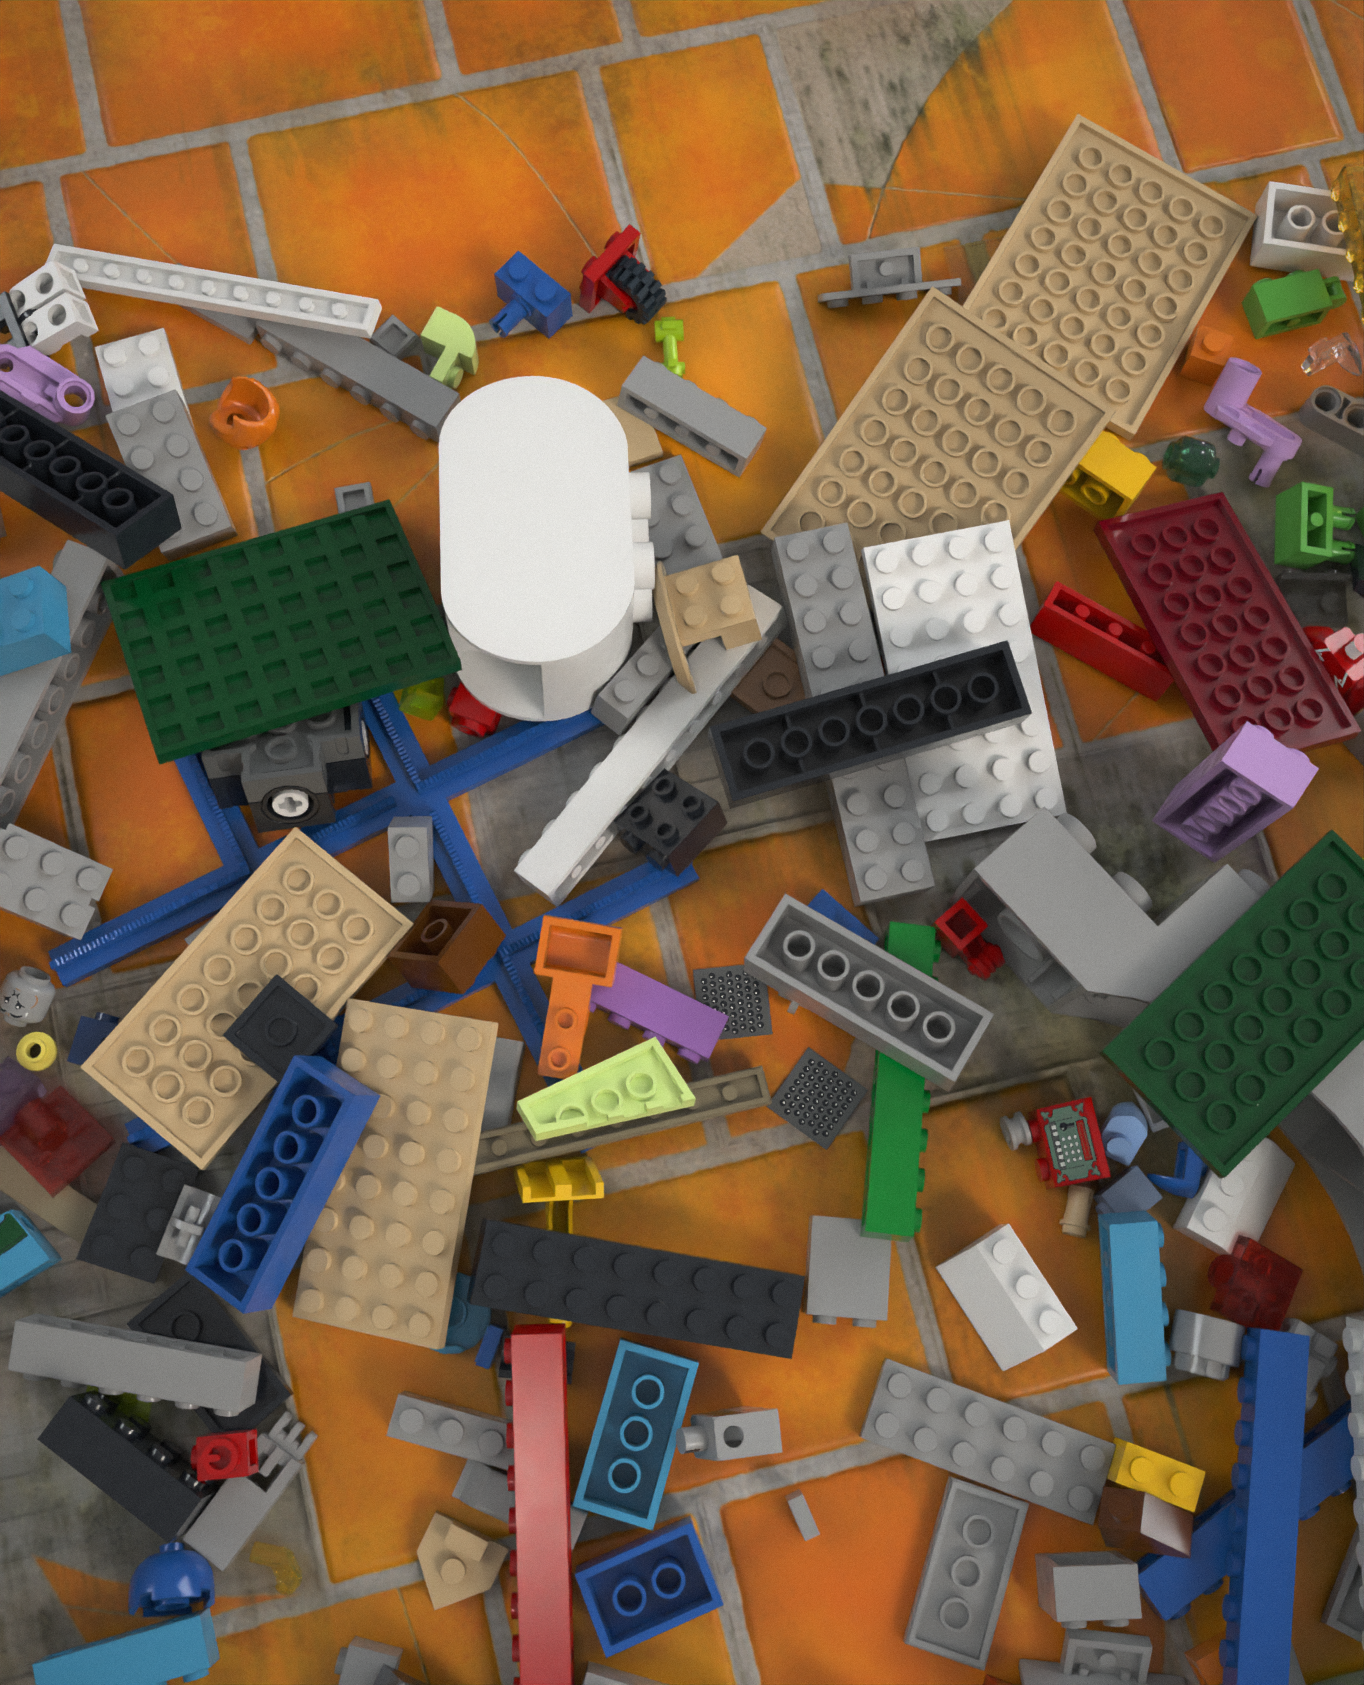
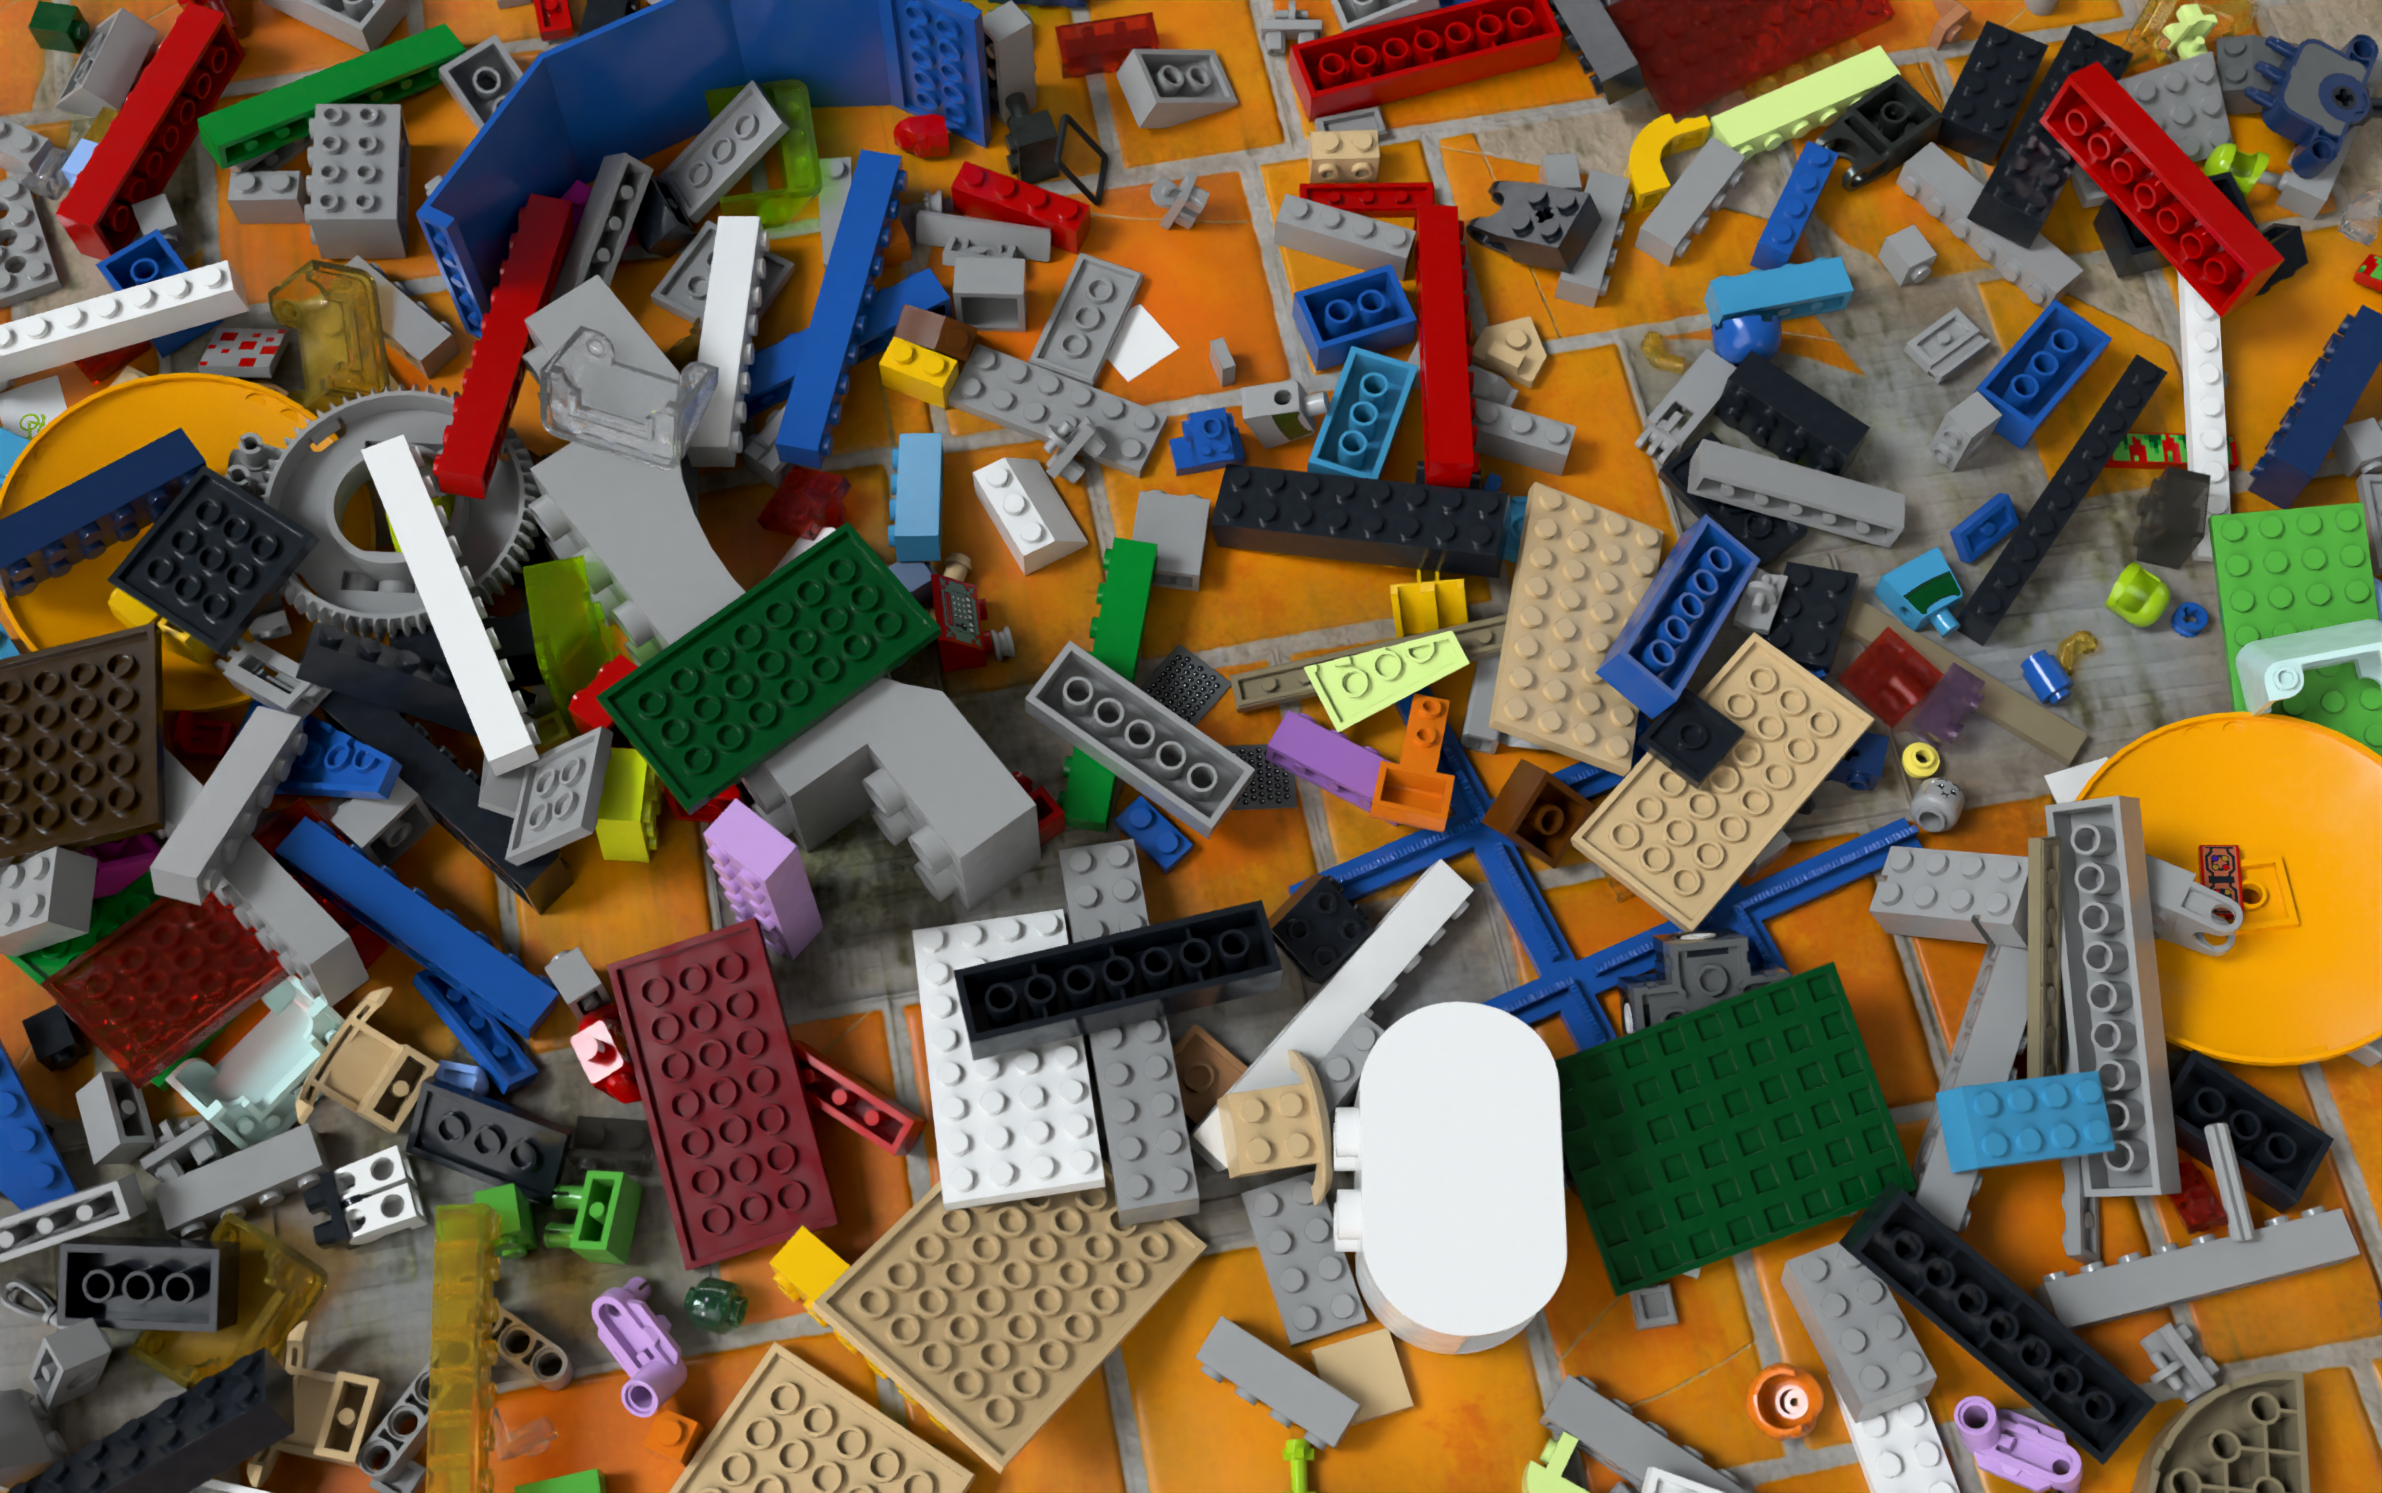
camera: 175 degrees left, 10 degrees down
(225, 1455) = (1710, 417): red brick -> none
(411, 859) = (1575, 905): light grey brick -> none
(813, 1388) = (1207, 443): none -> blue tile
(899, 1545) = (1140, 344): none -> white sticker
(973, 1379) = (1063, 460): none -> light grey hips
(1205, 1344) = (861, 458): light grey piece -> none

